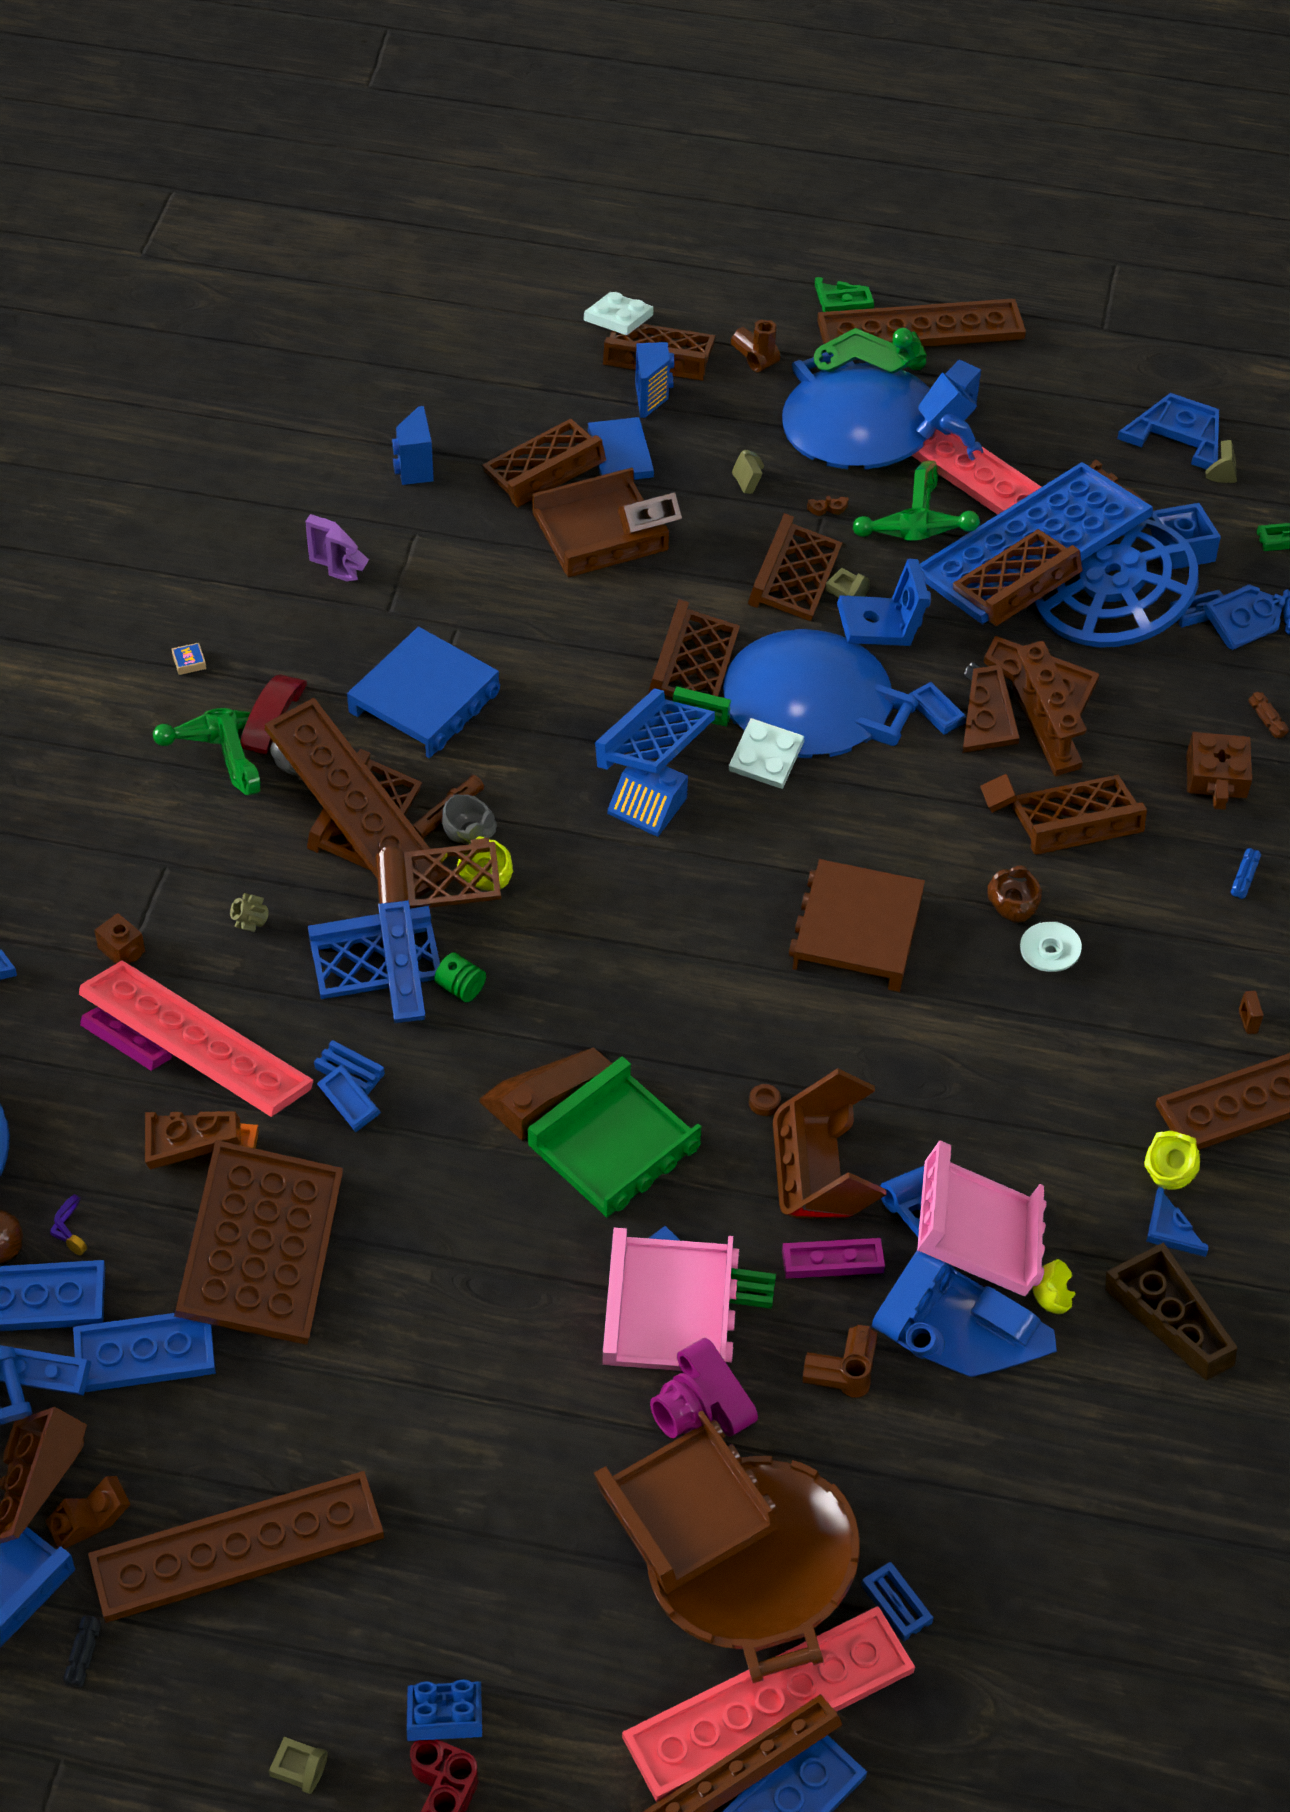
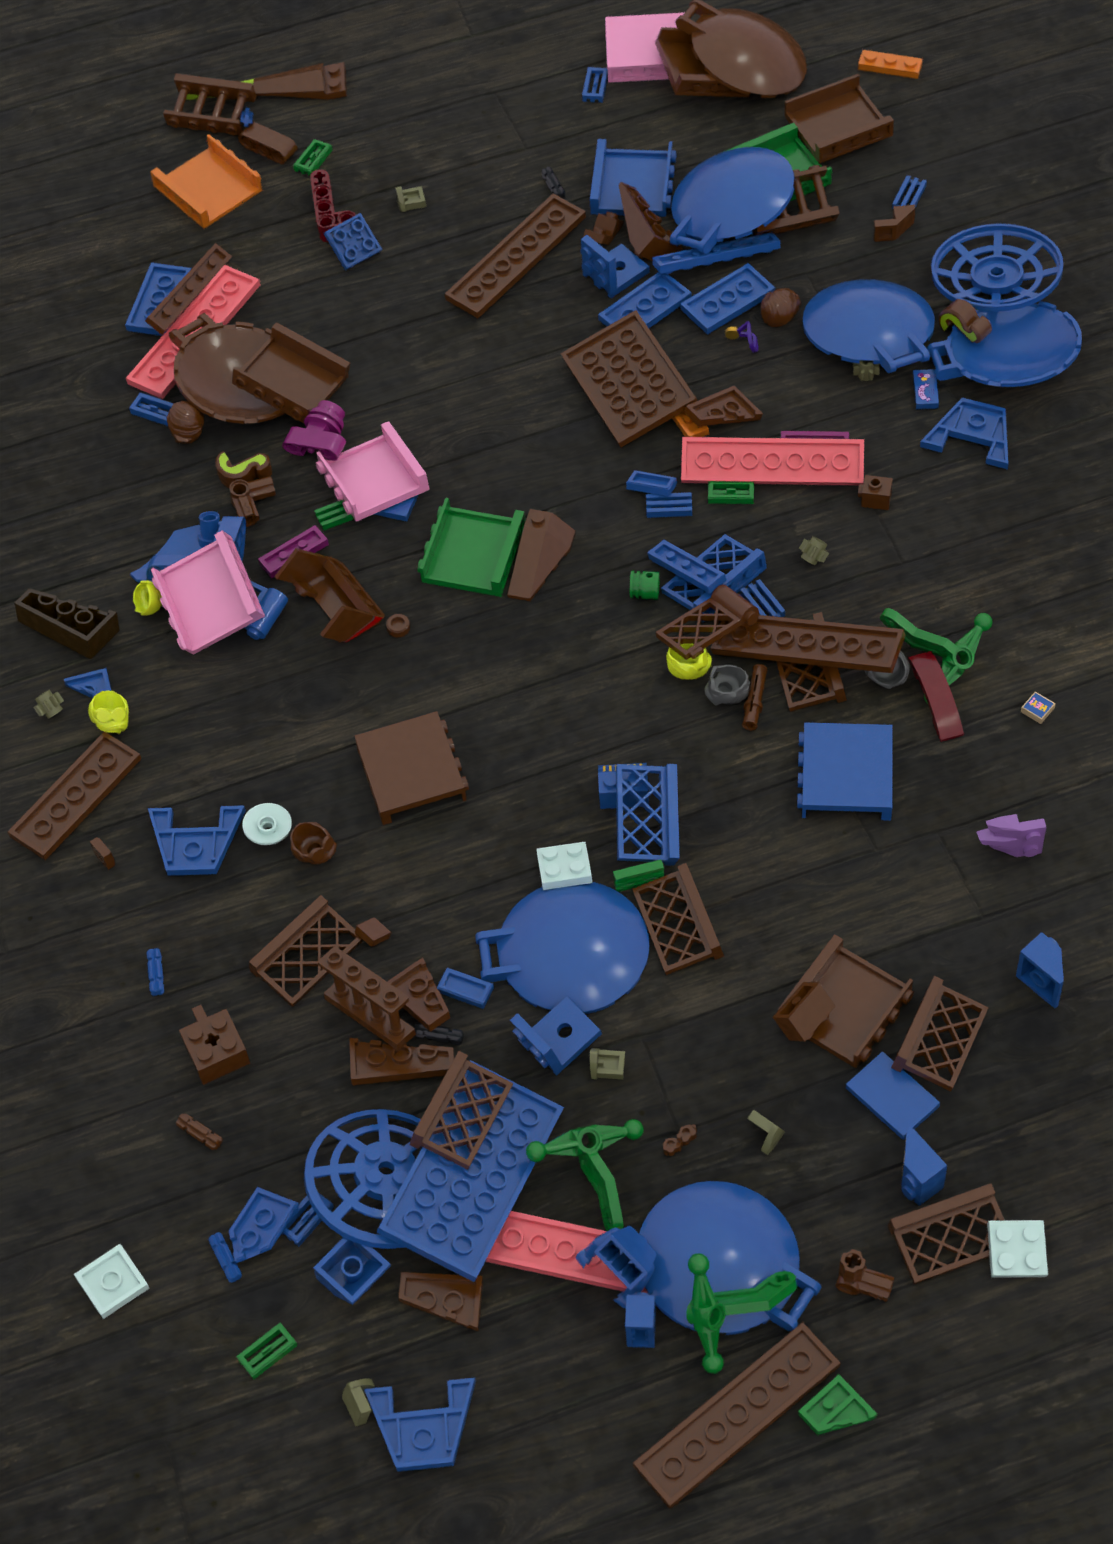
camera: 155 degrees right, 5 degrees up
(145, 1423) = (602, 266): none -> blue bracket
(267, 1044) = (735, 494): none -> green tile
(350, 882) = (745, 593): none -> blue tile
(772, 567) = (680, 1045): reddish brown fence -> none
(832, 1406) = (248, 469): none -> reddish brown animal
(876, 1519) = (185, 422): none -> reddish brown hair
(1142, 967) = (195, 849): none -> blue wing
(1242, 1218) = (48, 704): none -> olive gear

